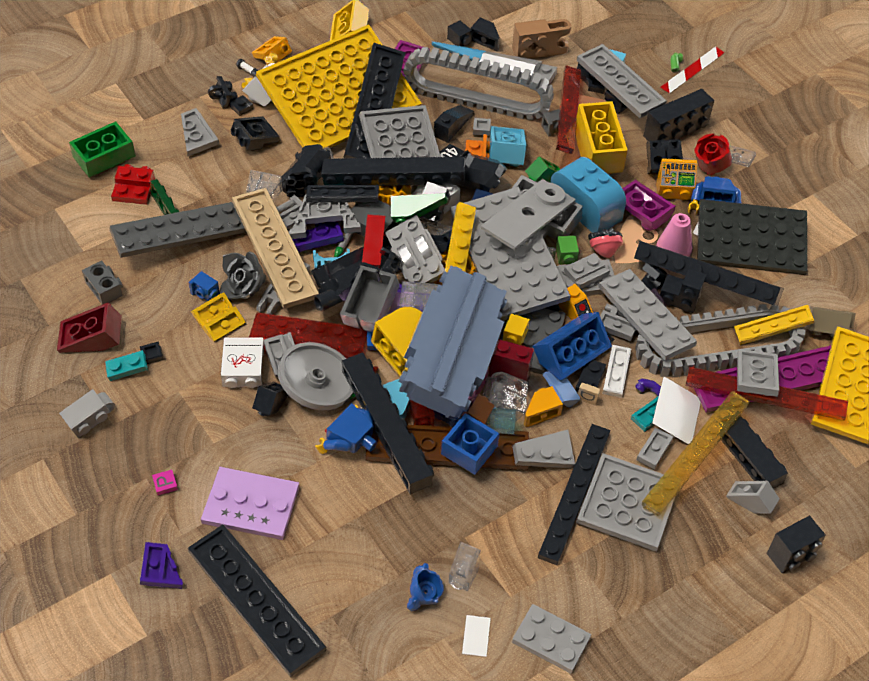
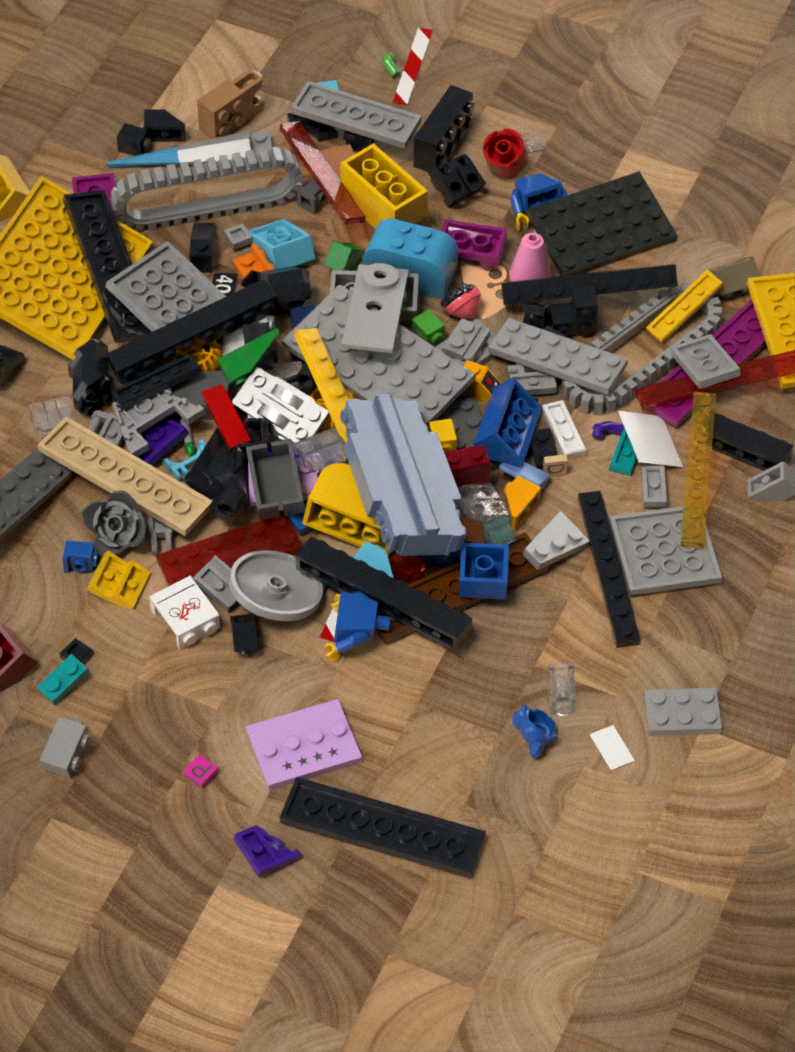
camera: 30 degrees left, 0 degrees up
(676, 178) = (487, 198): slope -> none

